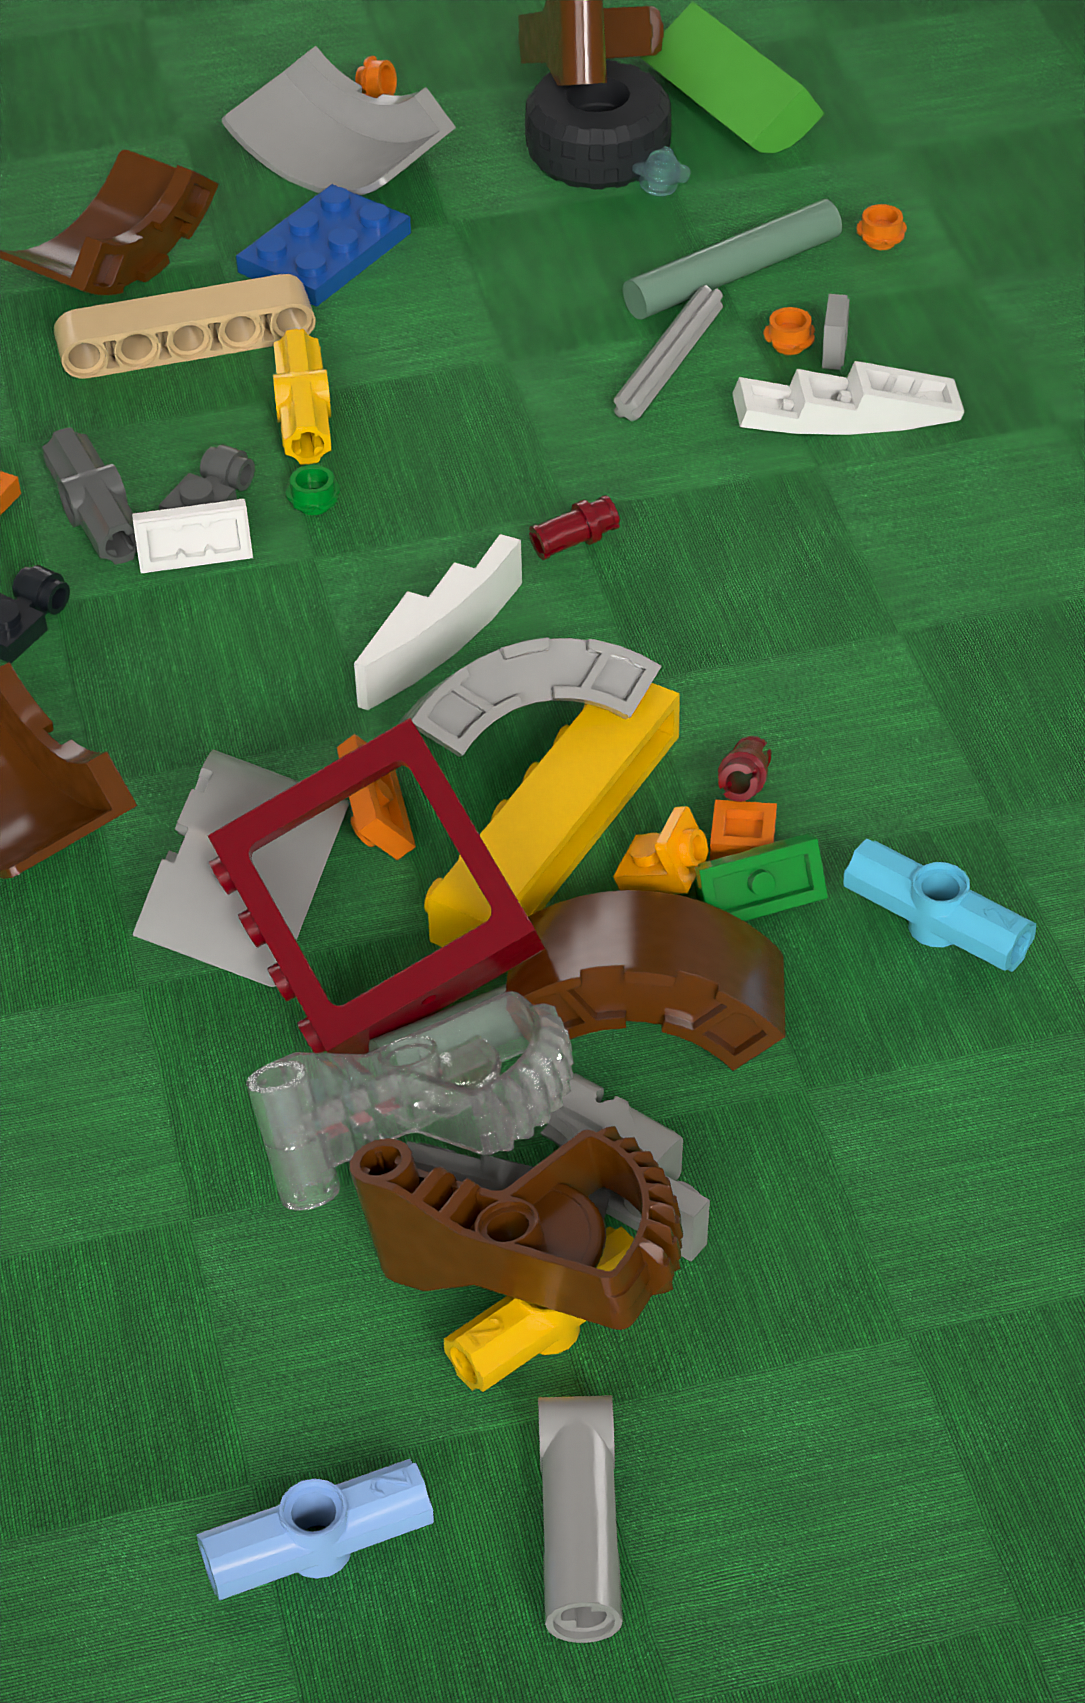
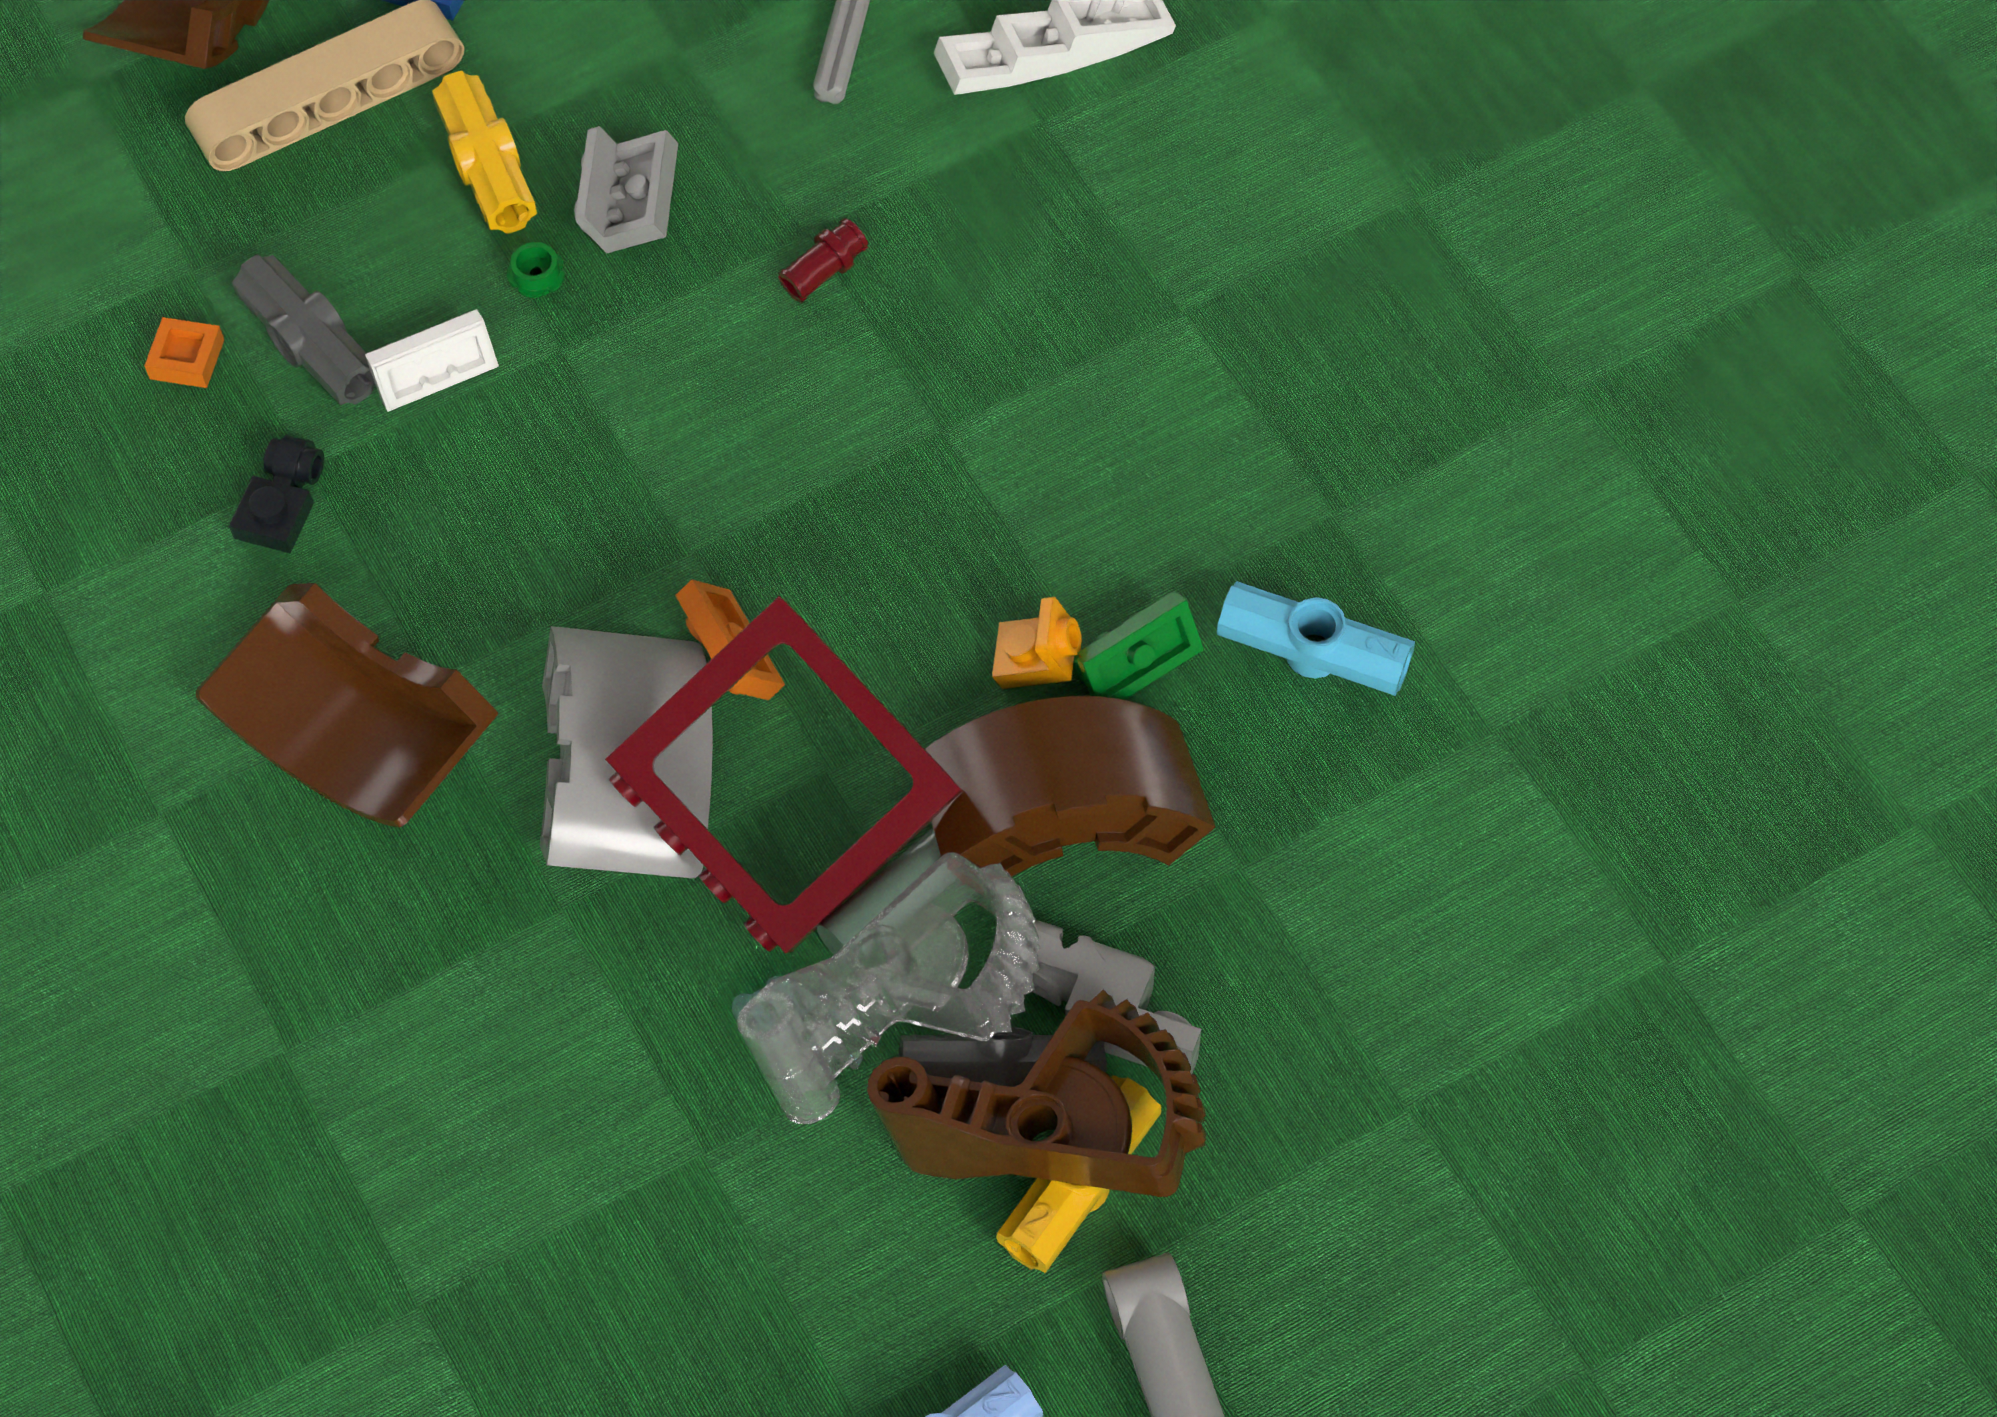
camera: 15 degrees left, 15 degrees up
(222, 473) = (428, 301): dark grey plate -> none
(412, 444) = (626, 189): none -> light grey bracket
(433, 628) = (719, 422): white slope -> none
(530, 674) = (825, 484): light grey panel -> none
(559, 810) = (916, 612): yellow brick -> none
(741, 827) = (1102, 594): orange plate -> none
(744, 769) = (1086, 527): dark red pin -> none

